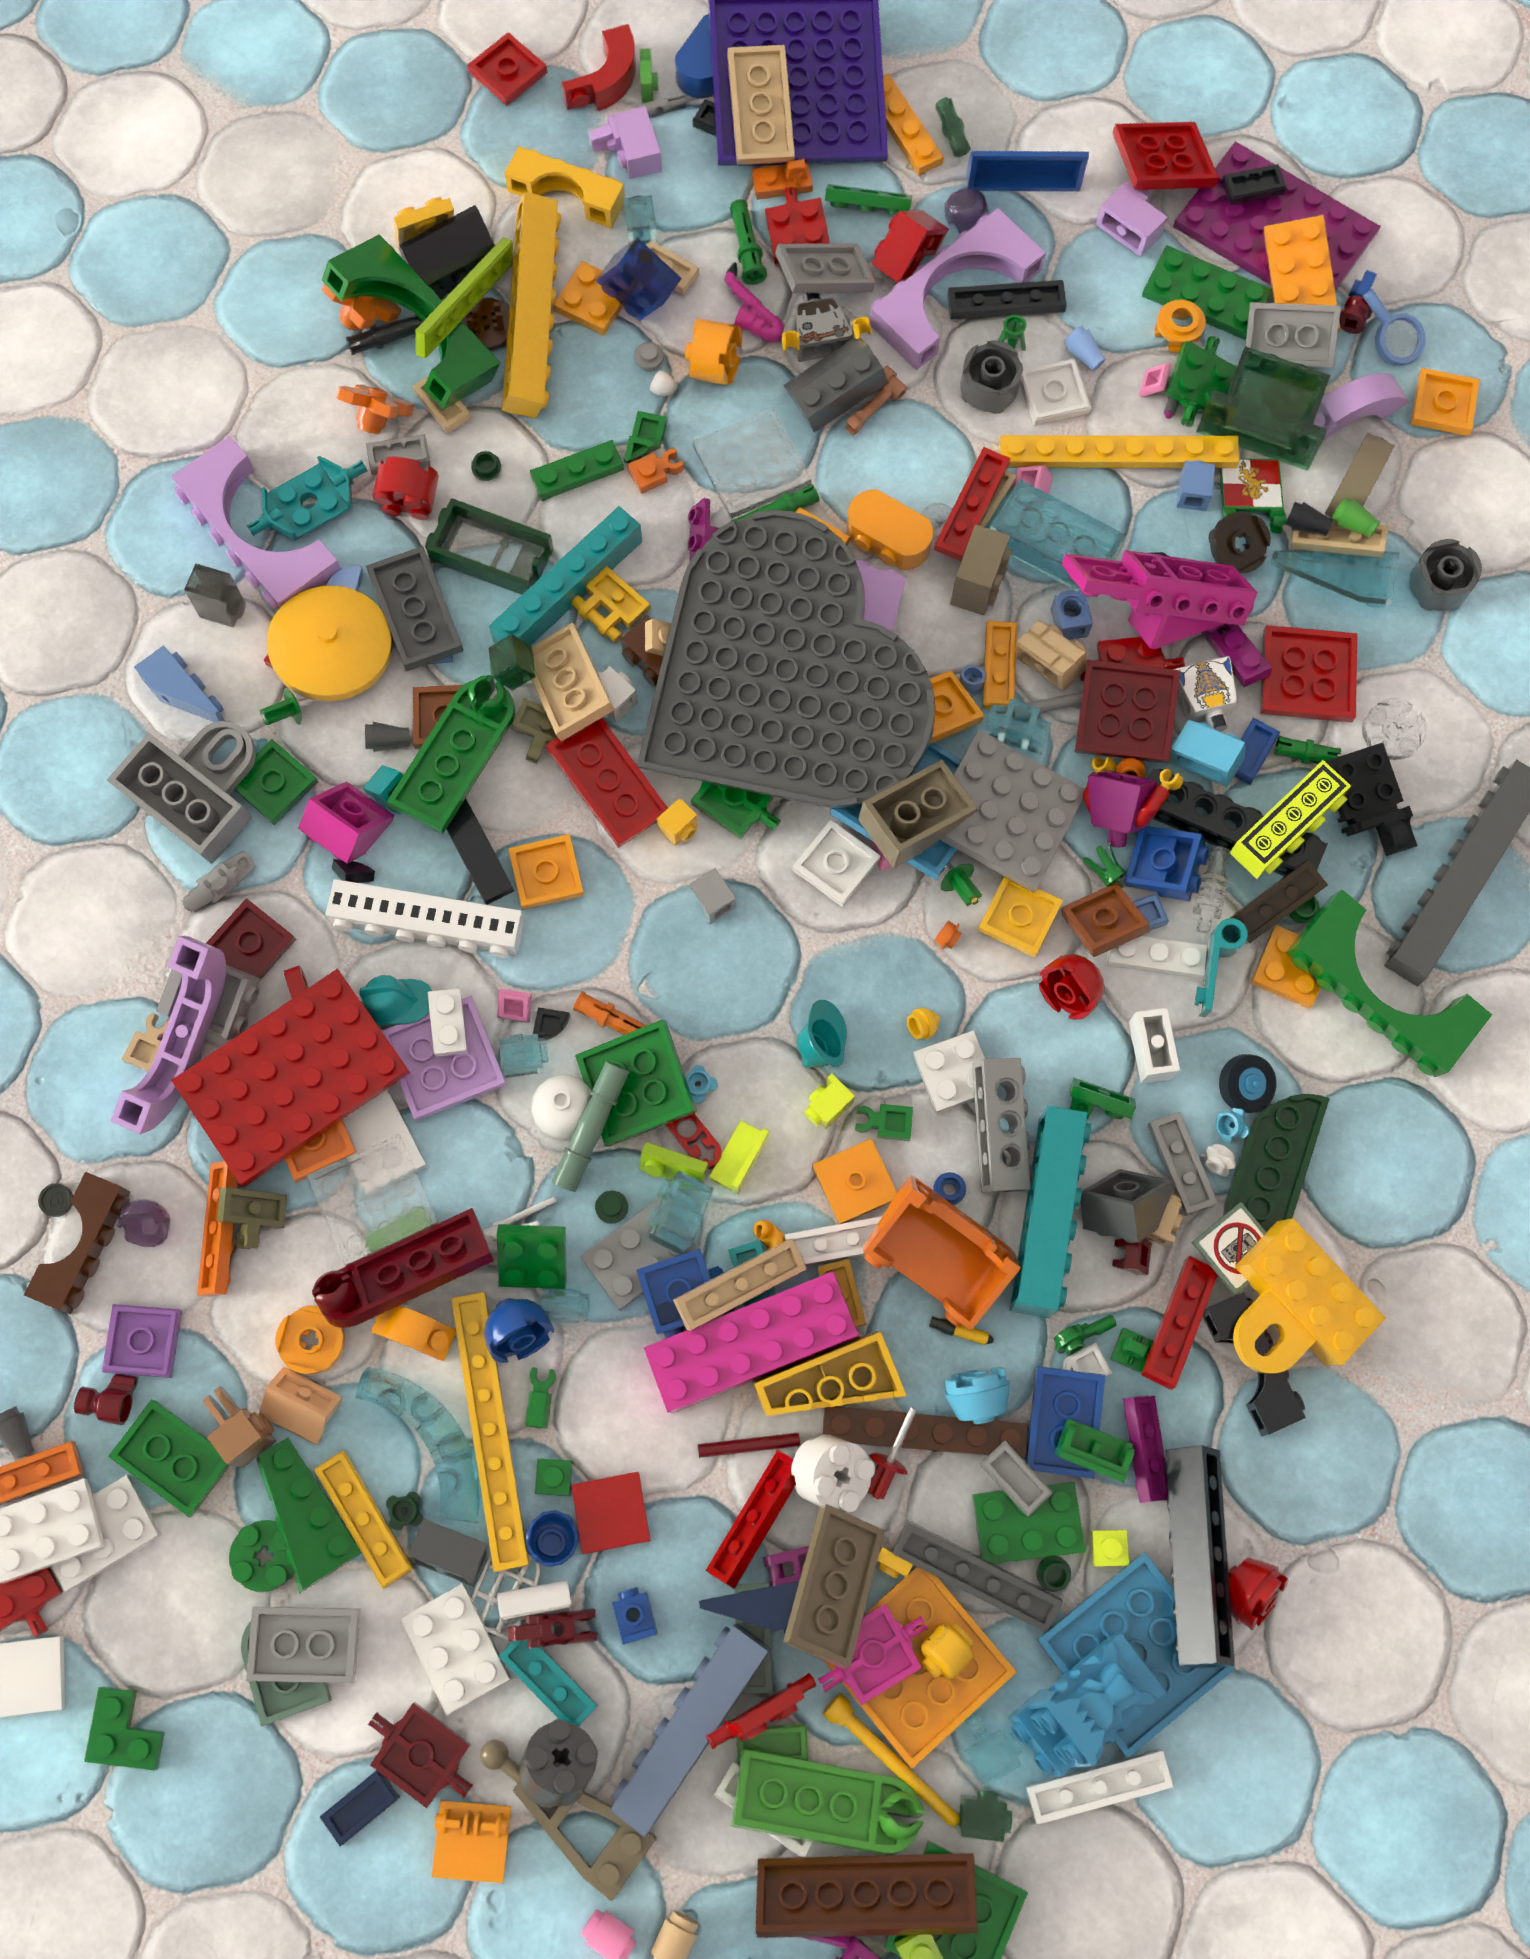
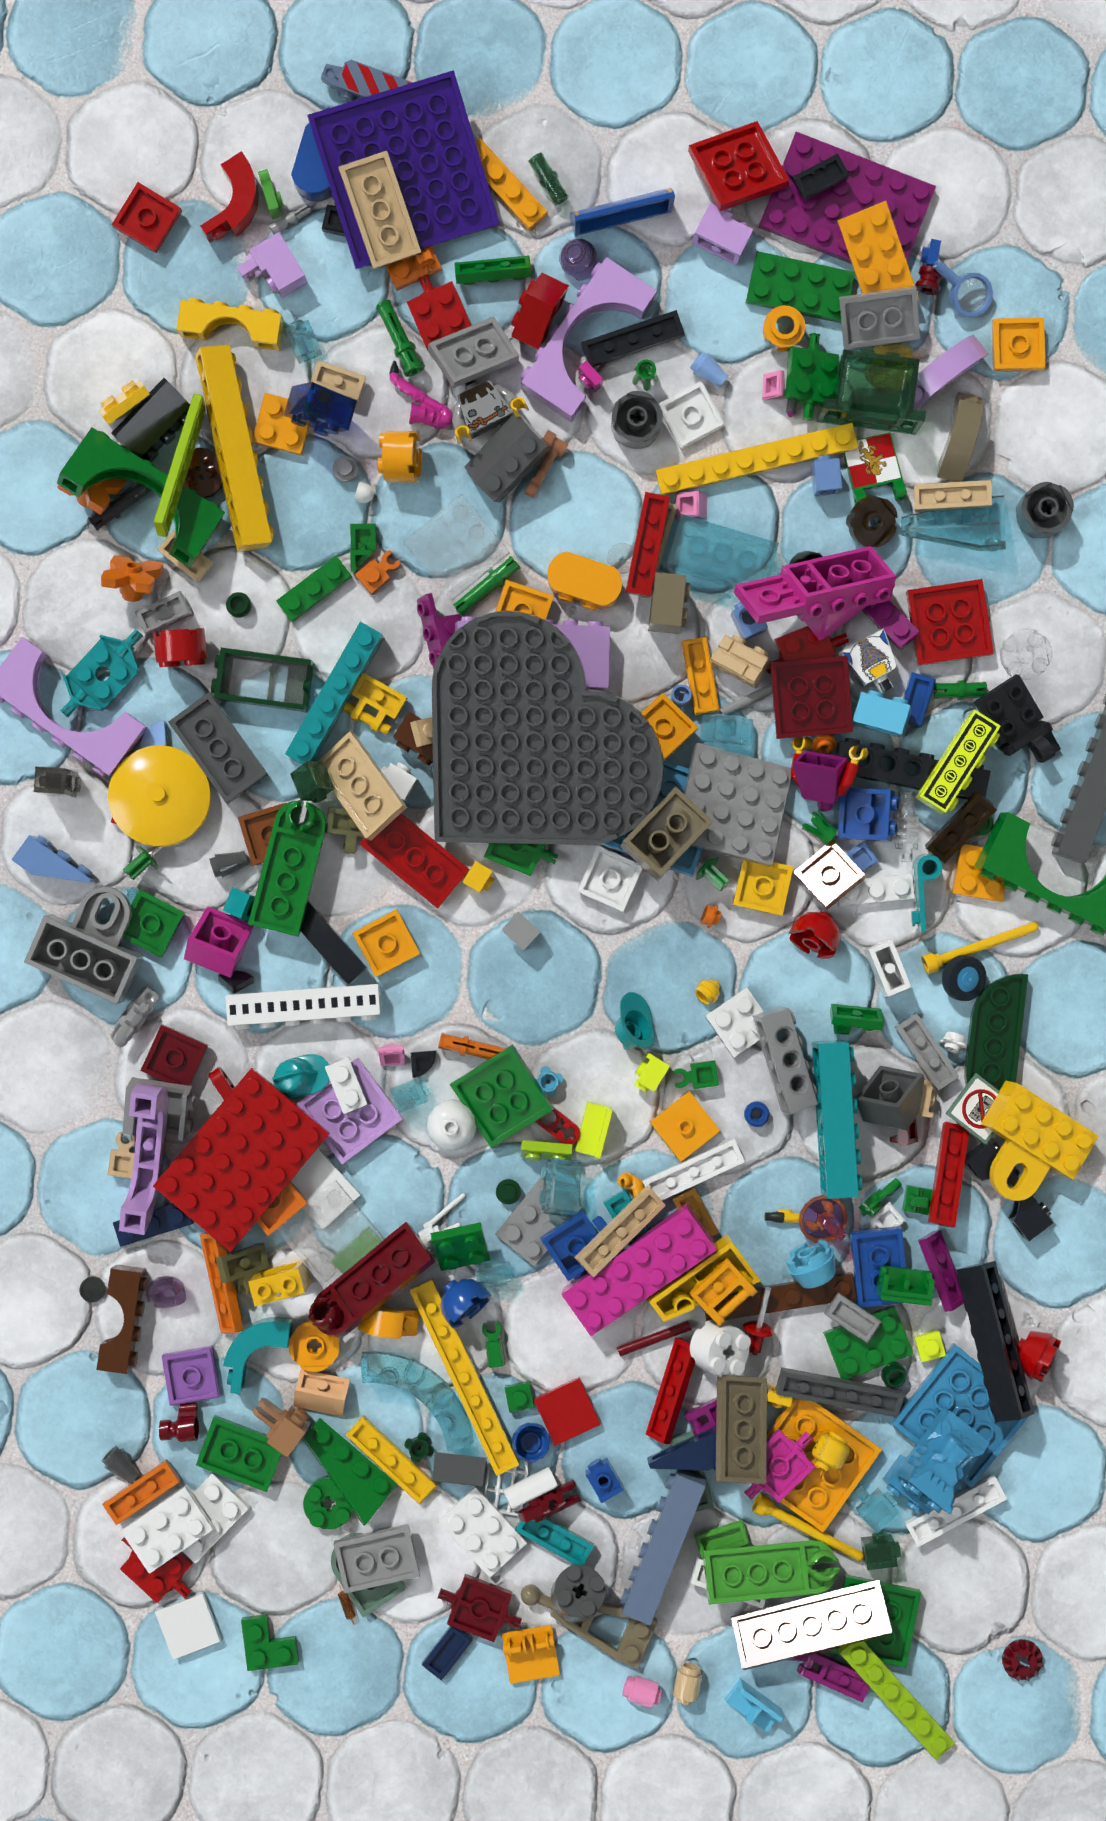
camera: 15 degrees left, 15 degrees up
(170, 1136) = (163, 1220): none -> dark blue plate
(226, 1313) = (262, 1333): none -> teal arch
(245, 1705) = (346, 1605): none -> clear orange piece
(278, 1238) = (287, 1279): none -> yellow window
(590, 1126) = (477, 1138): sand green piece -> none
(773, 1708) = (705, 1532): red plate -> none
(848, 1384) = (718, 1286): none -> light orange plate
(942, 1252) = (764, 1167): orange windscreen -> none
(949, 324) = (589, 377): none -> dark pink plate
(1005, 1341) = (823, 1219): none -> clear pink shield
(1212, 1057) = (933, 962): none -> yellow piece
(1224, 1125) = (953, 1014): medium azure plate -> none
(1308, 520) = (925, 490): black cone -> none
(1355, 517) = (963, 481): bright green cone -> none

